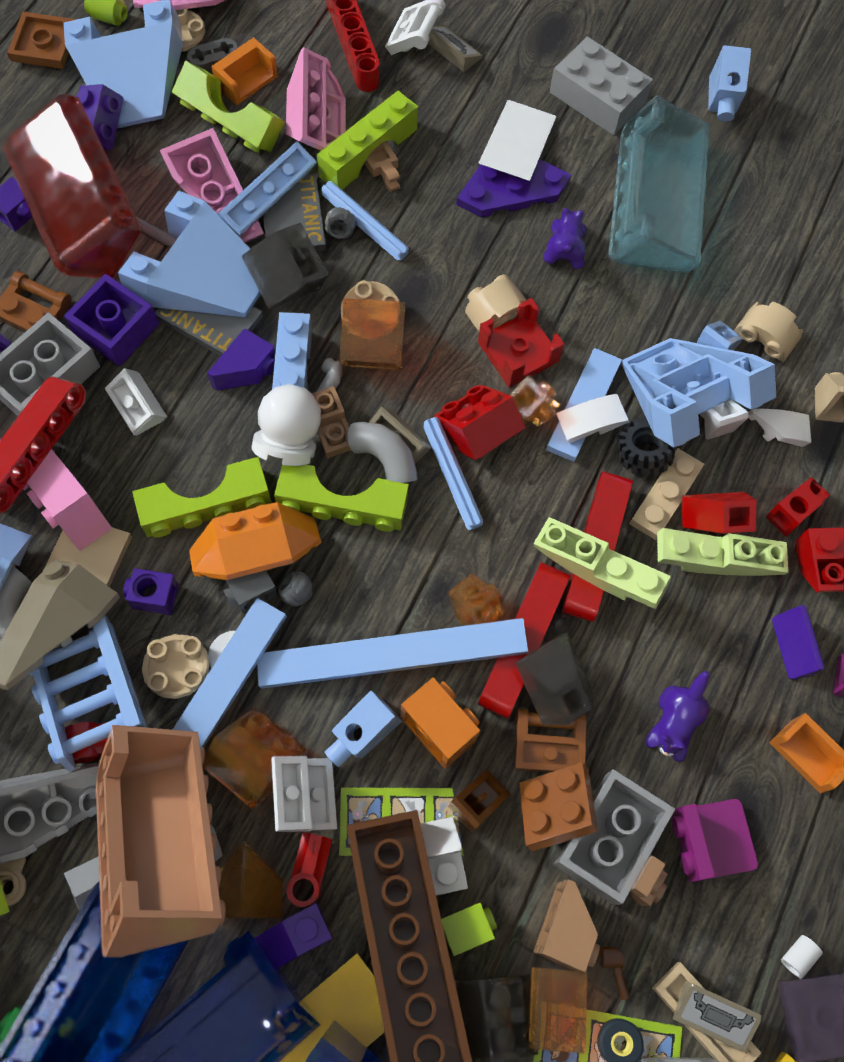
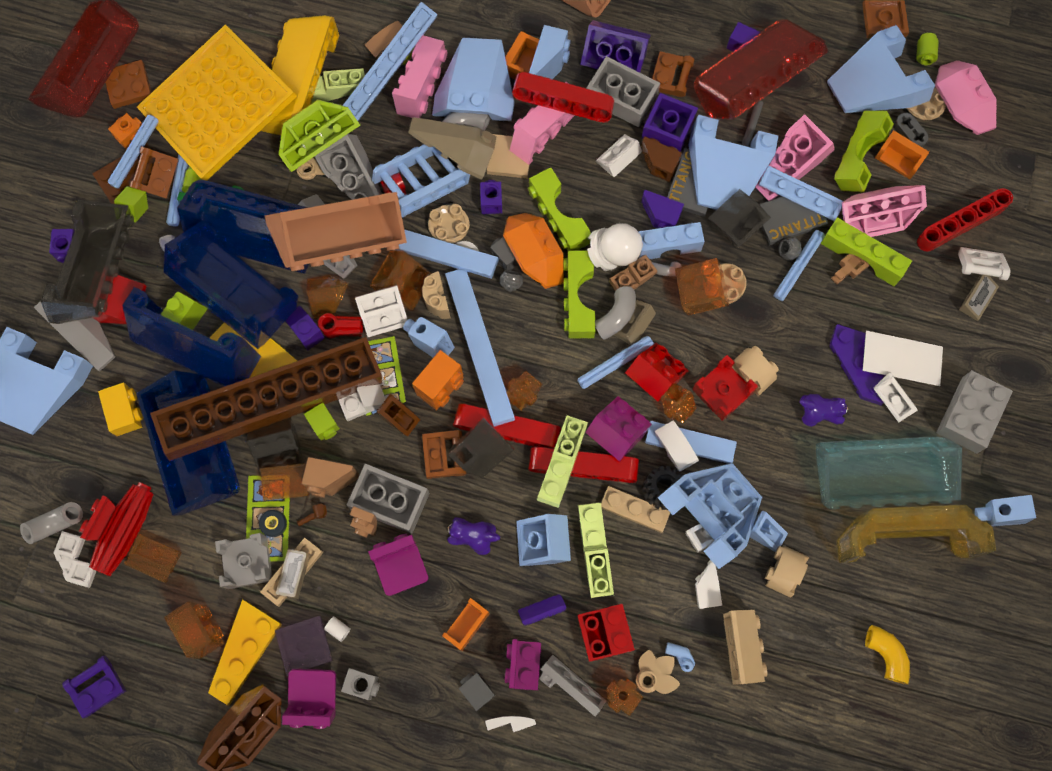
camera: 85 degrees right, 5 degrees up
(103, 110) = (829, 70): dark purple bracket -> none
(162, 347) = (660, 158): none -> reddish brown slope
(298, 711) = (432, 296): none -> tan cylinder
(557, 807) = (400, 460): dark orange plate -> none
(559, 482) = (618, 428): none -> magenta brick
(567, 158) = (895, 397): none -> white slope
(700, 621) = (543, 540): none -> light blue slope
(719, 512) = (625, 544): red slope -> none
(739, 223) = (966, 532): none -> clear yellow windscreen
(797, 506) = (646, 603): red leg -> none

